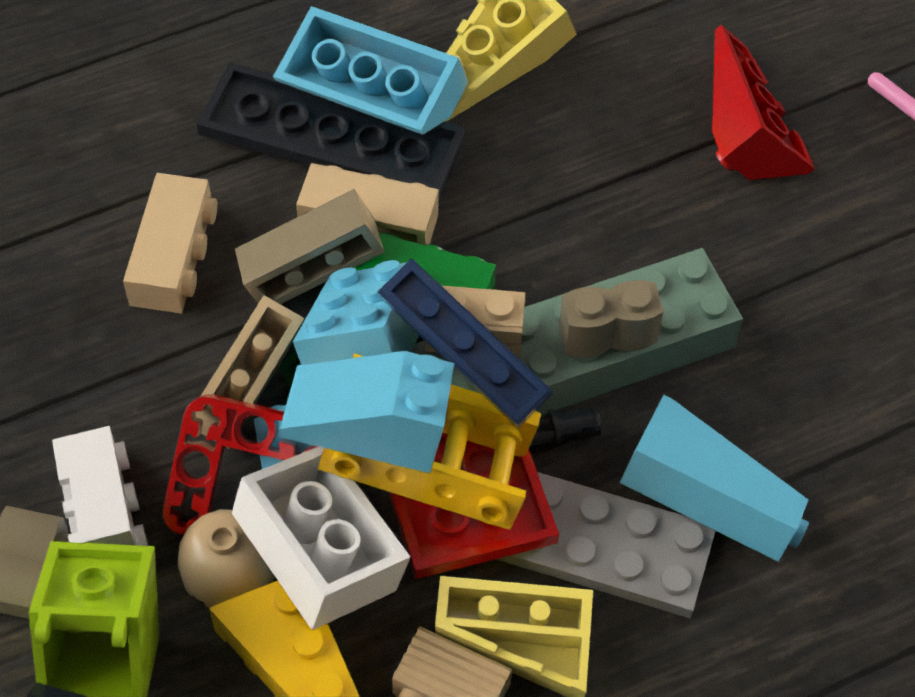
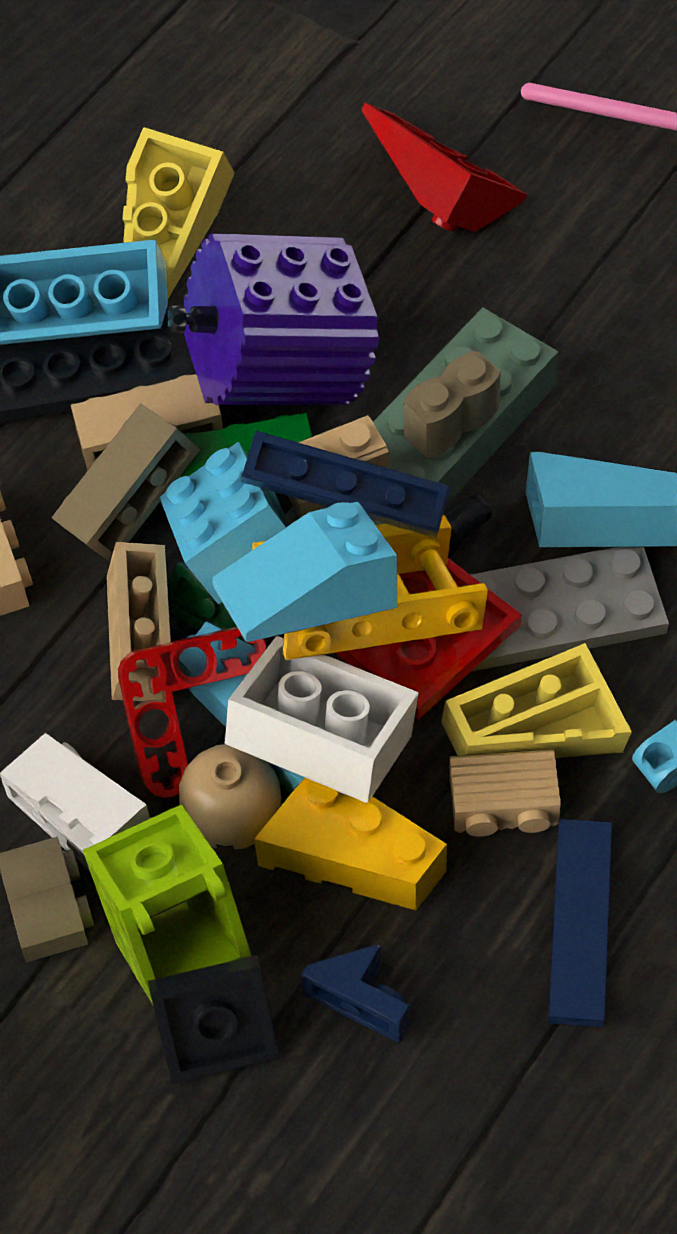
camera: 25 degrees left, 0 degrees up
(512, 174) = (277, 321): none -> dark purple piece

